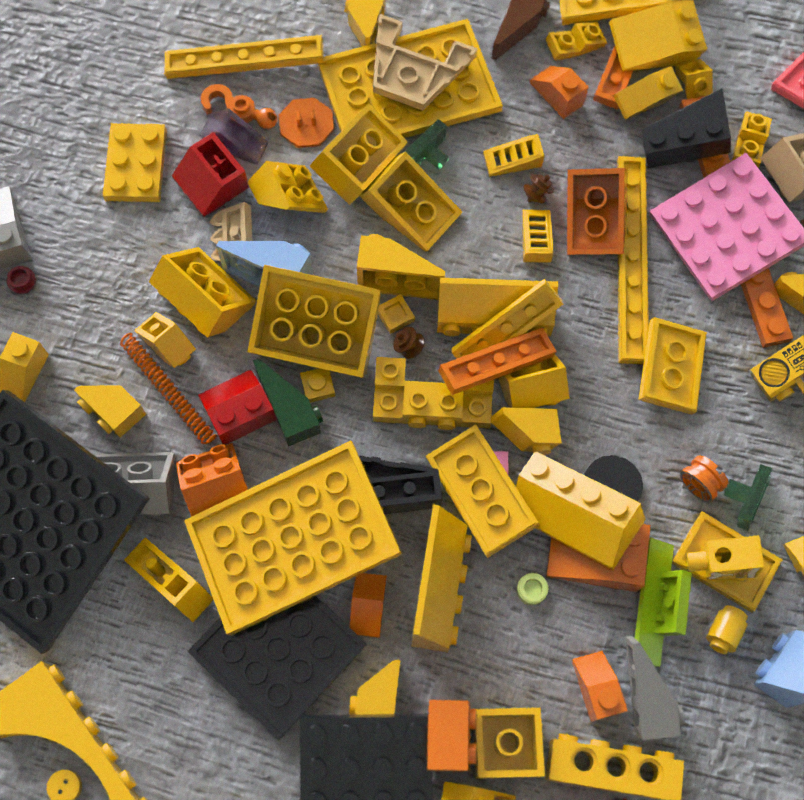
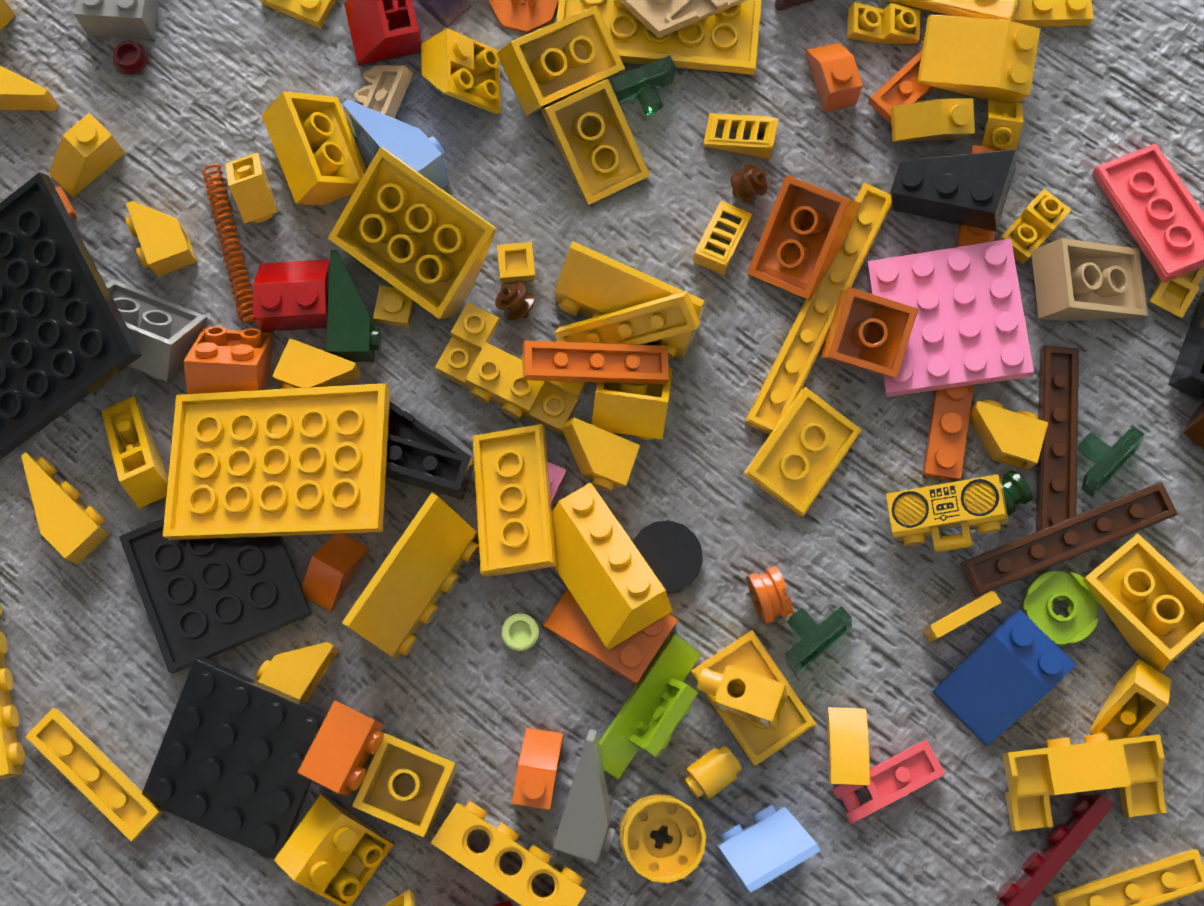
camera: 25 degrees right, 5 degrees up
(133, 656) = (59, 514): none -> yellow slope
(277, 456) = (310, 367): none -> yellow slope
(396, 269) = (528, 207): yellow slope -> none
(680, 259) = (869, 333): none -> orange slope
(736, 692) = (671, 858): none -> yellow wheel

